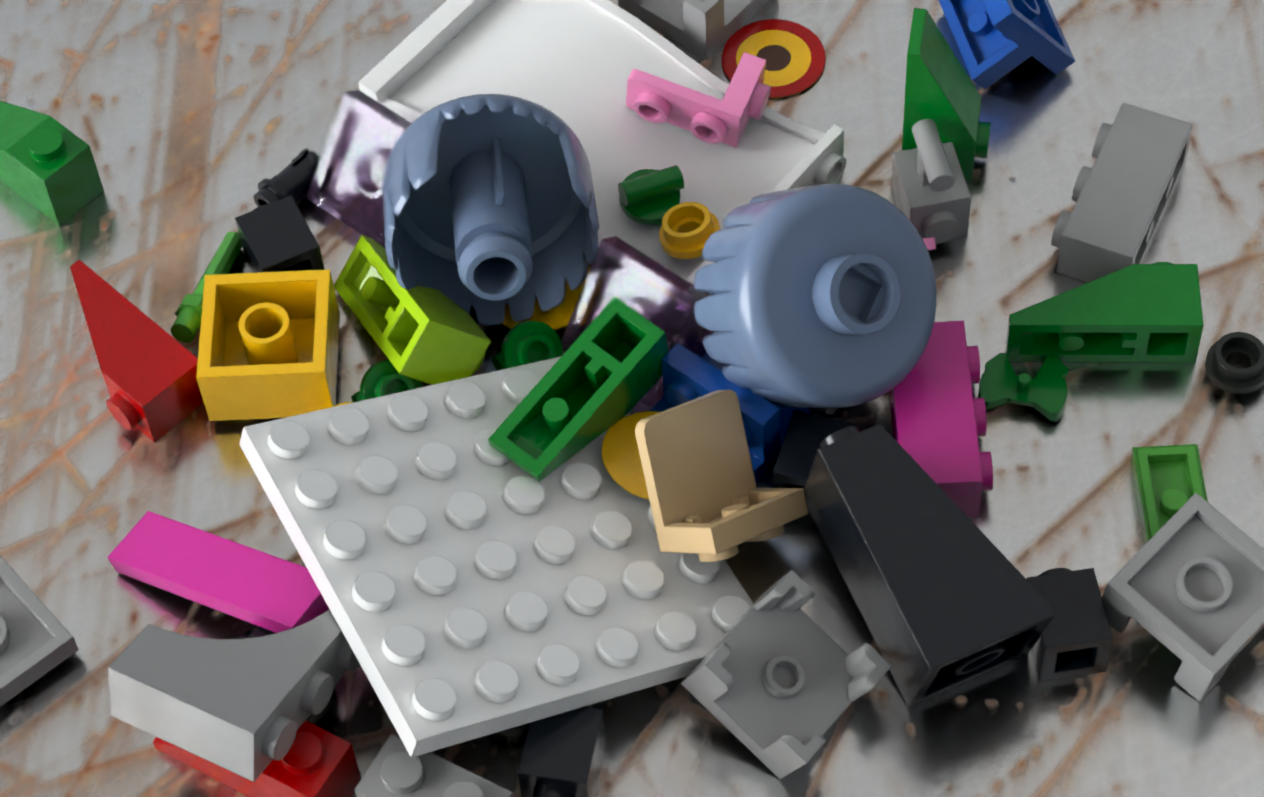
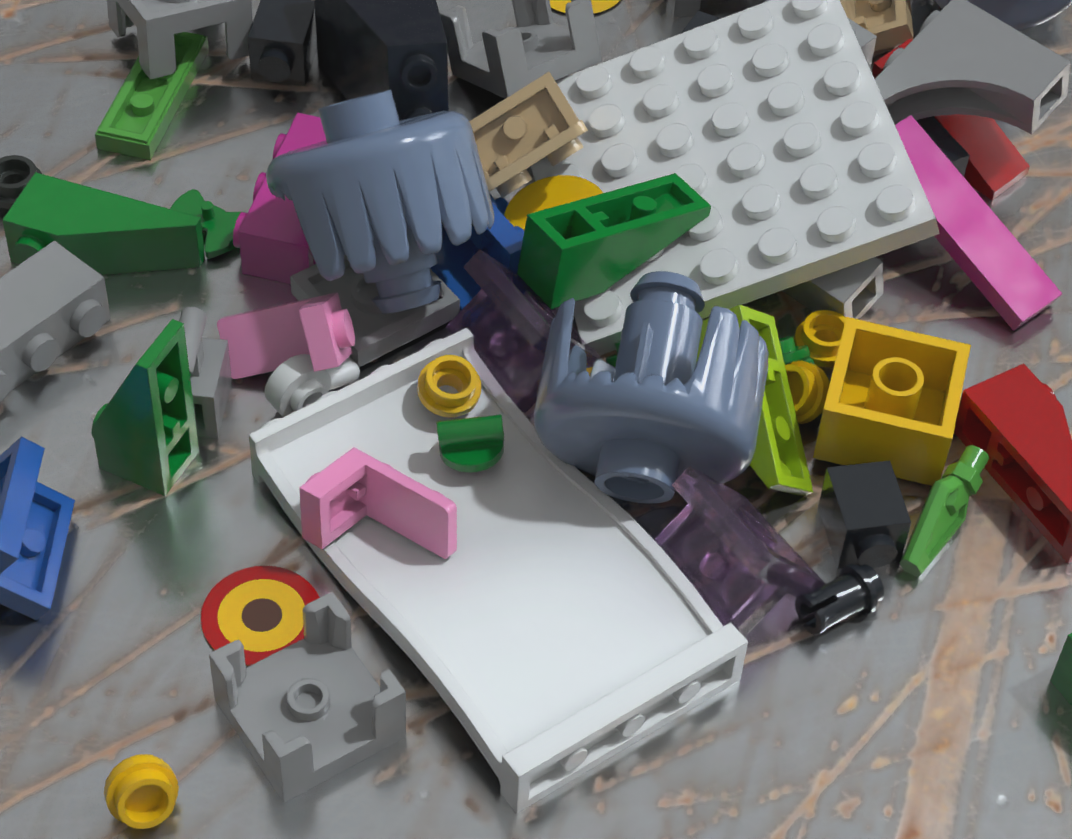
camera: 170 degrees left, 5 degrees down
(354, 355) = (808, 389): none -> yellow plate

